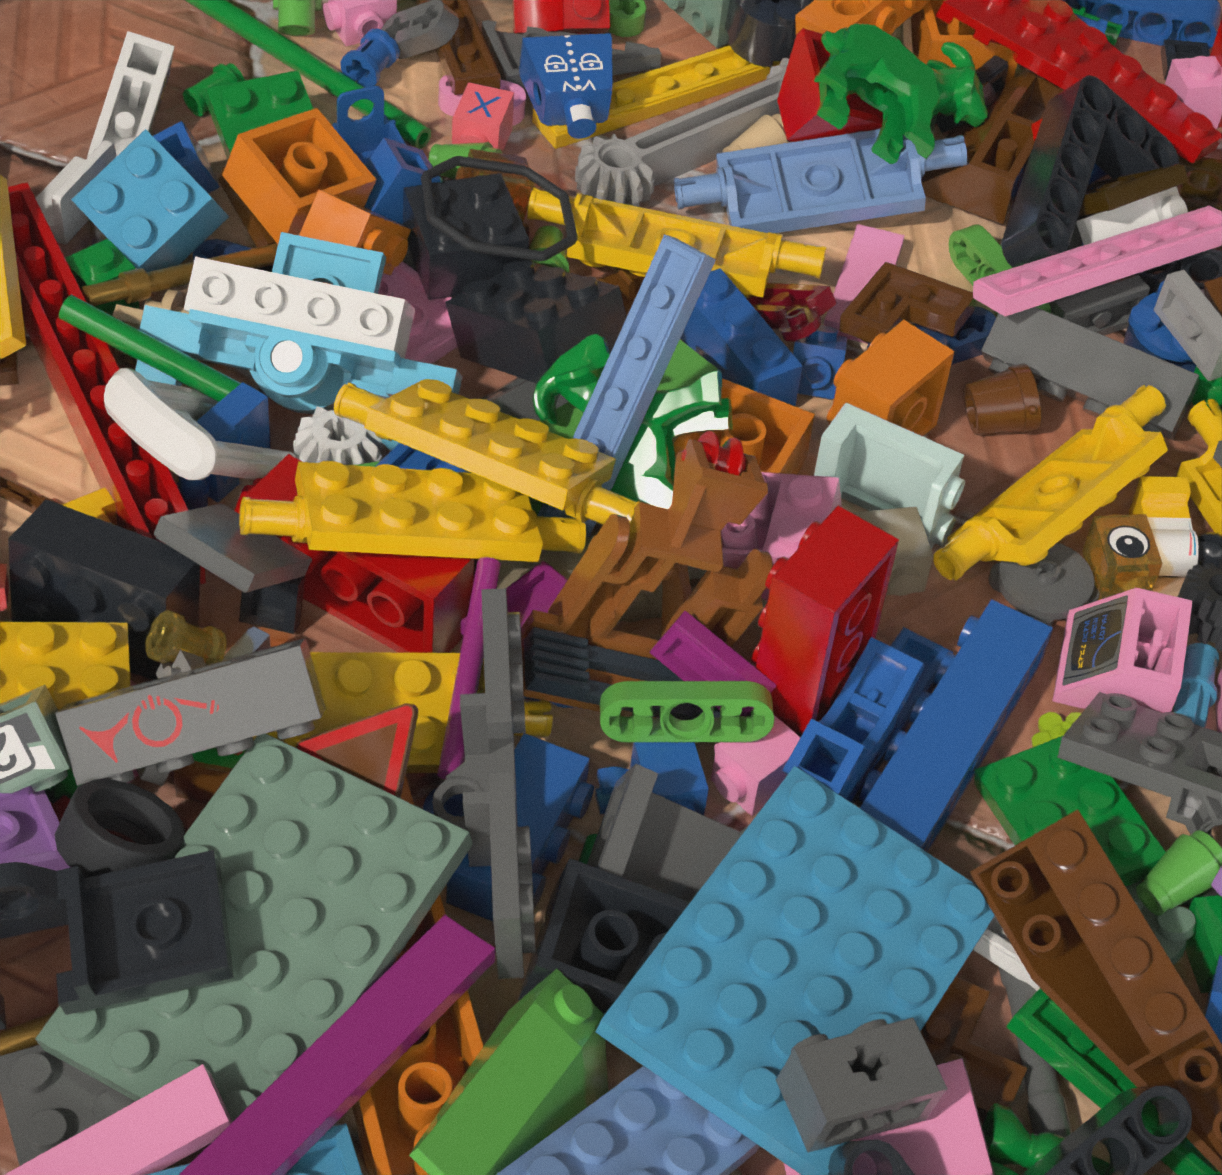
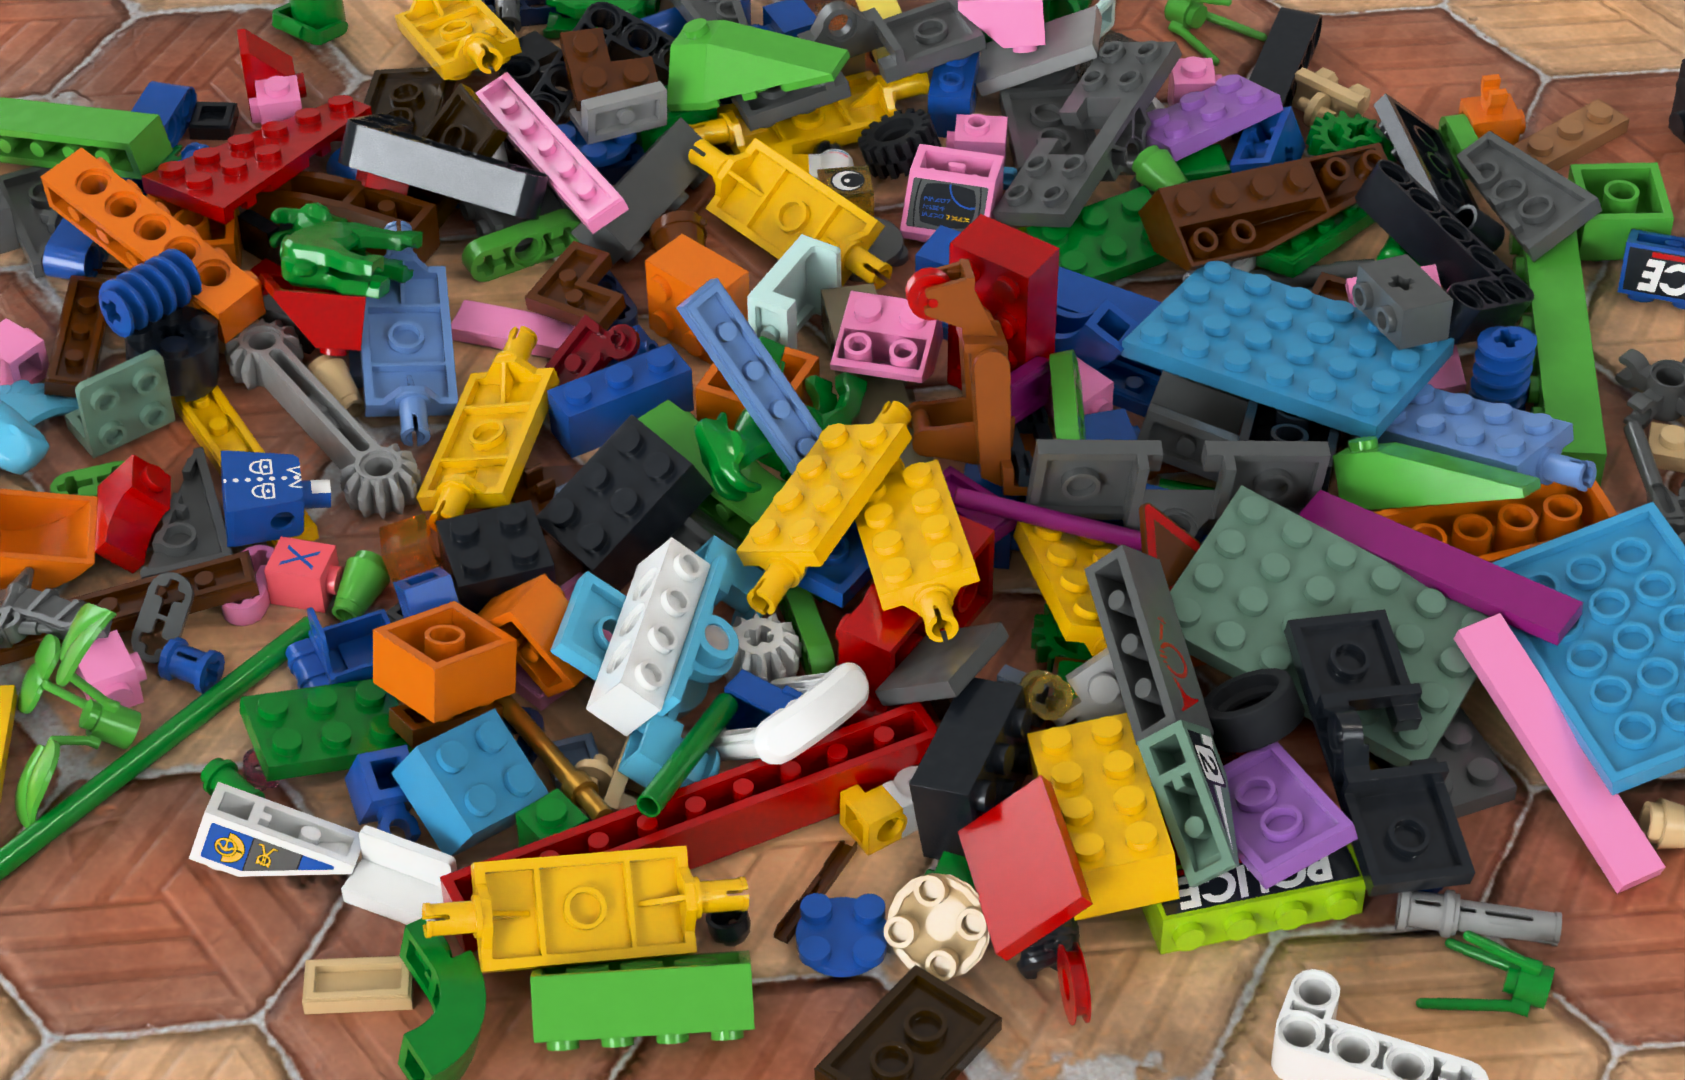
camera: 85 degrees left, 5 degrees down
(494, 249) = (524, 549): black piece -> none

